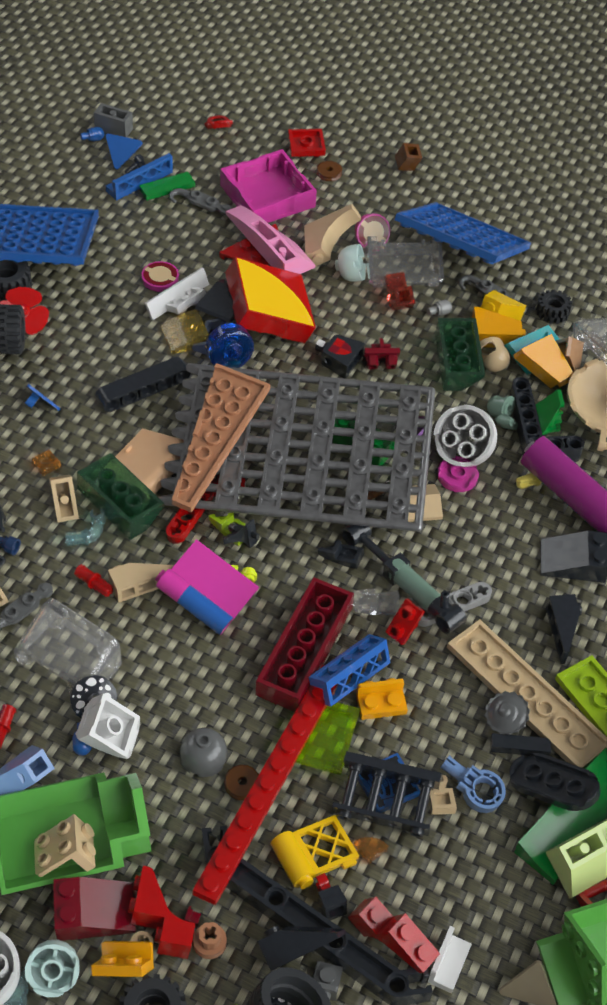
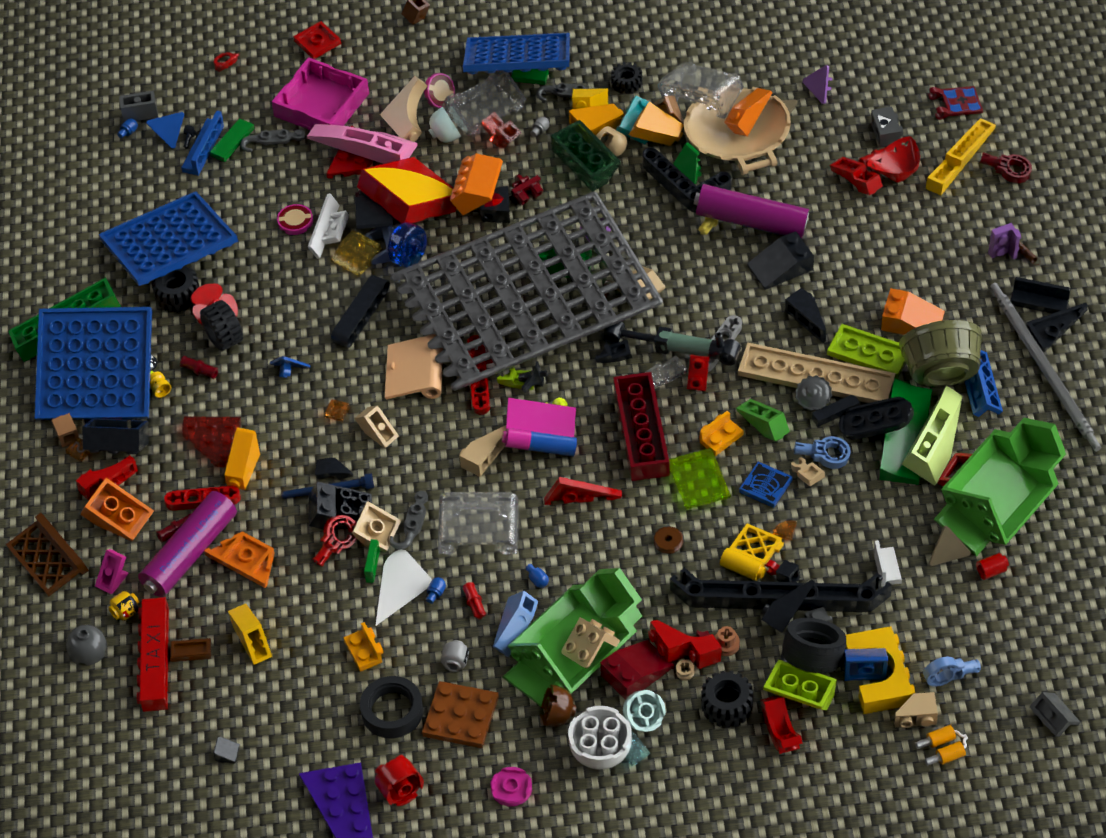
camera: 25 degrees left, 0 degrees up
(88, 535) = (419, 443): clear light blue piece -> none
(88, 687) = (516, 544): black dish -> none
(94, 580) = (452, 470): red axle -> none
(109, 726) = (550, 554): white slope -> none
(120, 494) = (420, 400): clear green slope -> none
(124, 959) = (683, 679): light orange bracket -> none
(193, 676) = (578, 491): none -> red wing
(203, 752) = (627, 535): dark grey cylinder -> none
(223, 418) = (457, 299): nougat wing -> none
(261, 797) = (691, 526): red plate -> none
(329, 170) = (352, 60): reddish brown piece -> none
(333, 323) = (475, 182): none -> orange slope
(351, 662) = (686, 423): blue fence -> none
(395, 932) = (847, 563): arch -> none
(403, 776) = (772, 470): black fence -> none
(437, 711) = (765, 419): none -> bright green slope
(454, 434) = (628, 213): white cylinder -> none
(457, 477) = (652, 249): dark pink tile -> none
(471, 264) = (533, 76): none -> green tile
(501, 409) = (648, 181): sand green piece -> none

